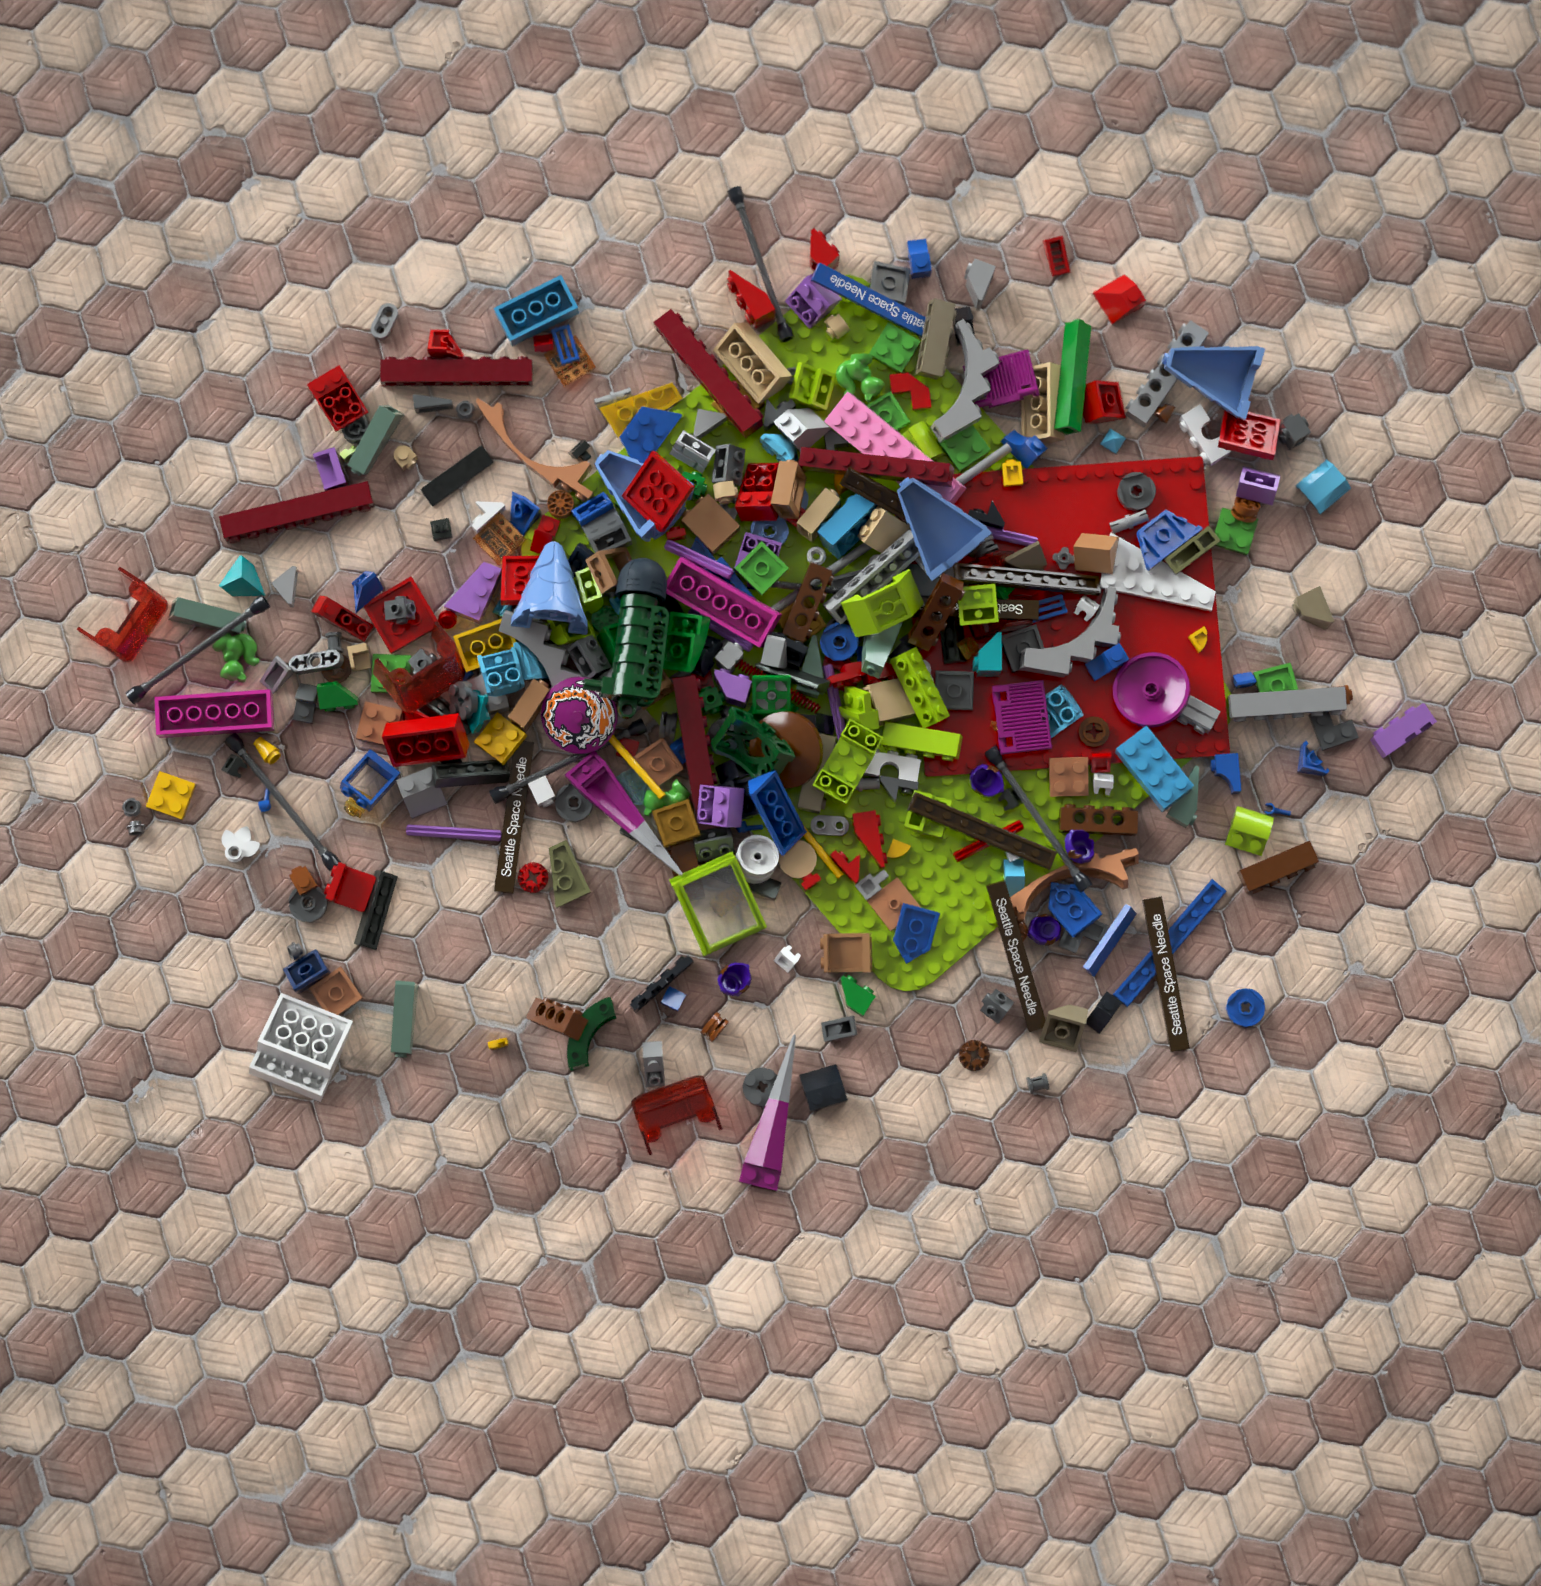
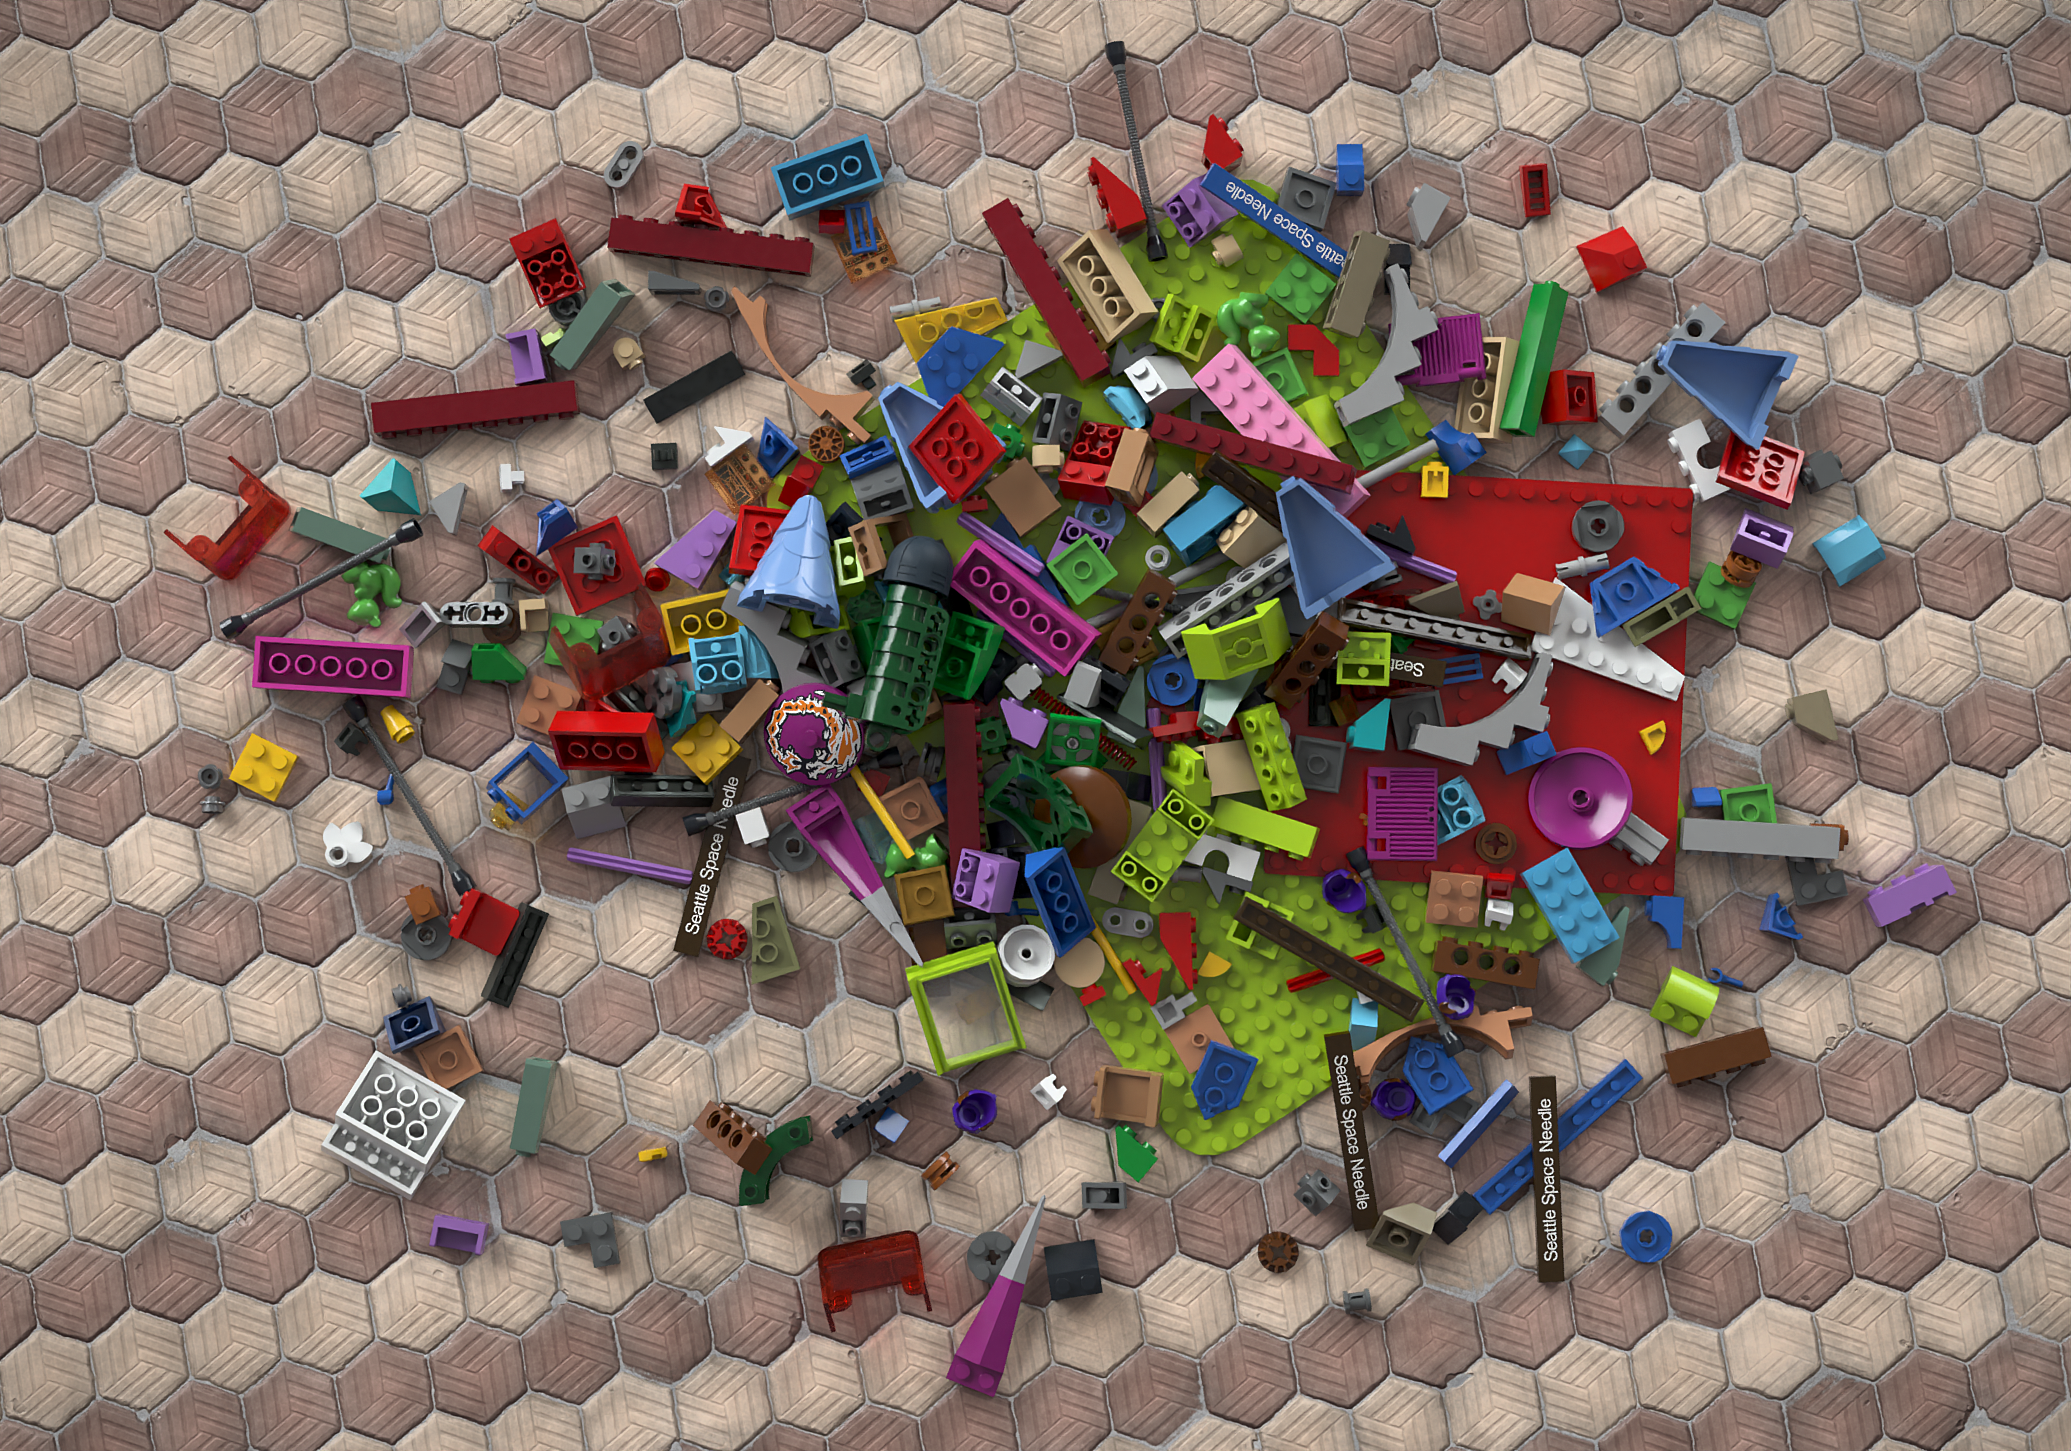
camera: 15 degrees right, 5 degrees up
(328, 559) = (509, 477): none -> white tile
(360, 1122) = (459, 1233): none -> medium lavender panel
(464, 1107) = (597, 1231): none -> dark grey plate
(1164, 412) = (1650, 422): dark orange tile -> none

